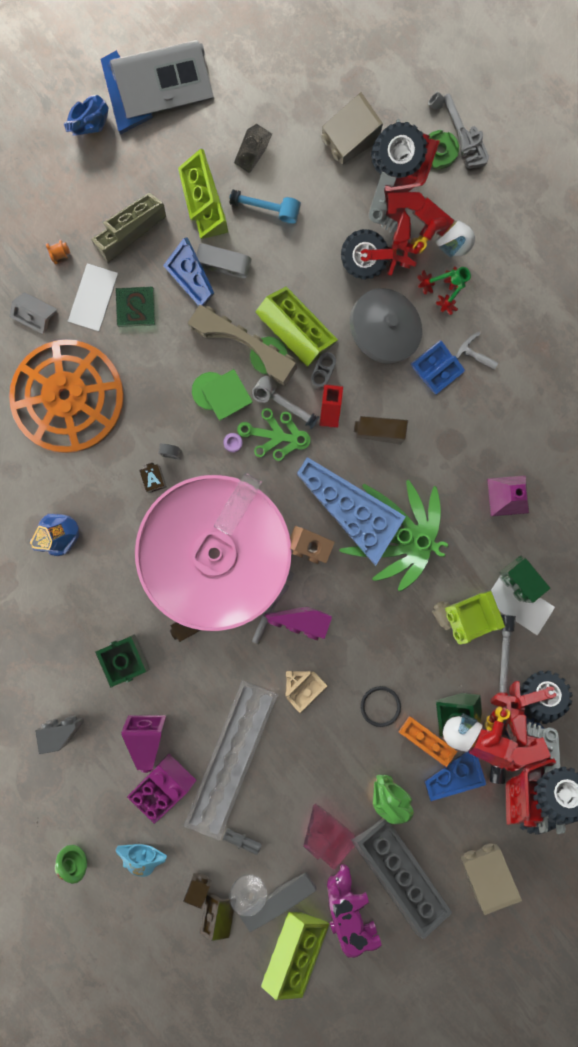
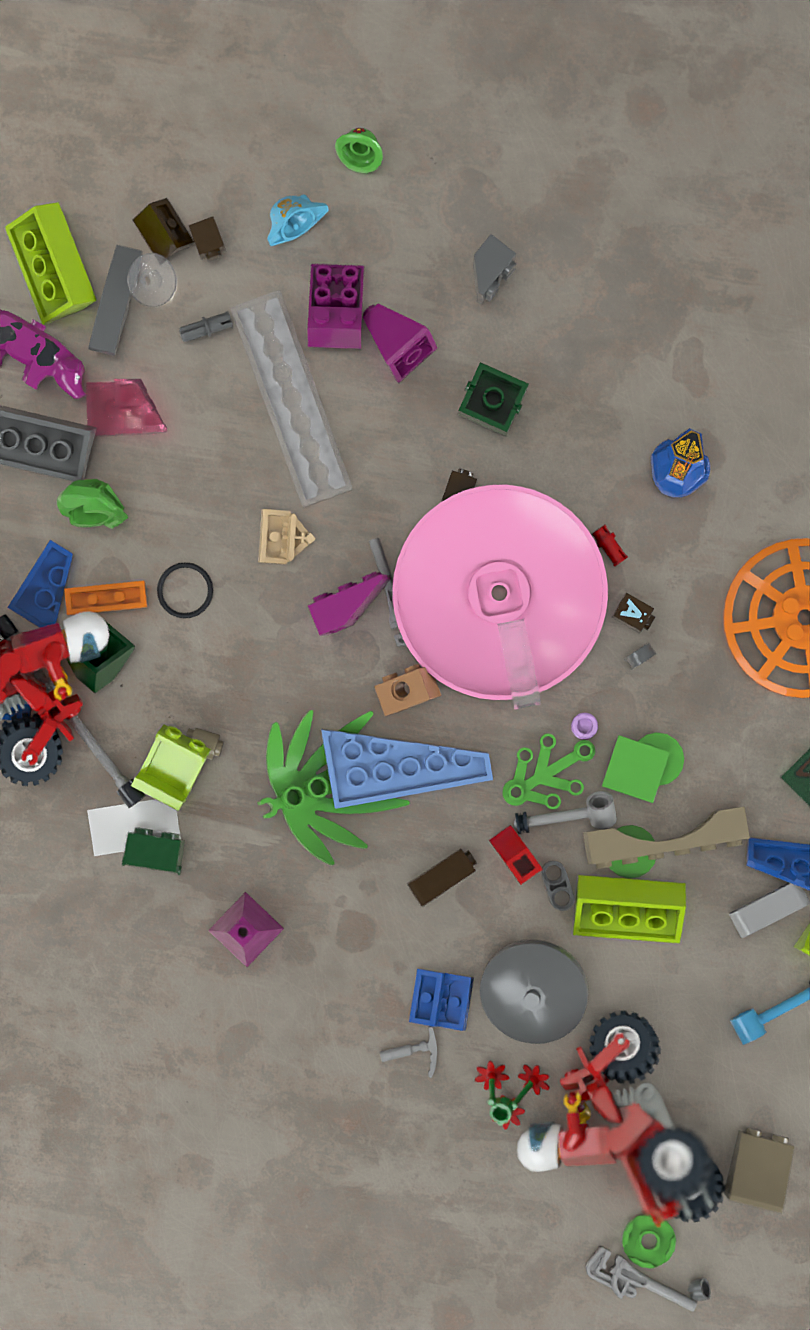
camera: 135 degrees right, 0 degrees up
(132, 525) = (610, 546): none -> red pin

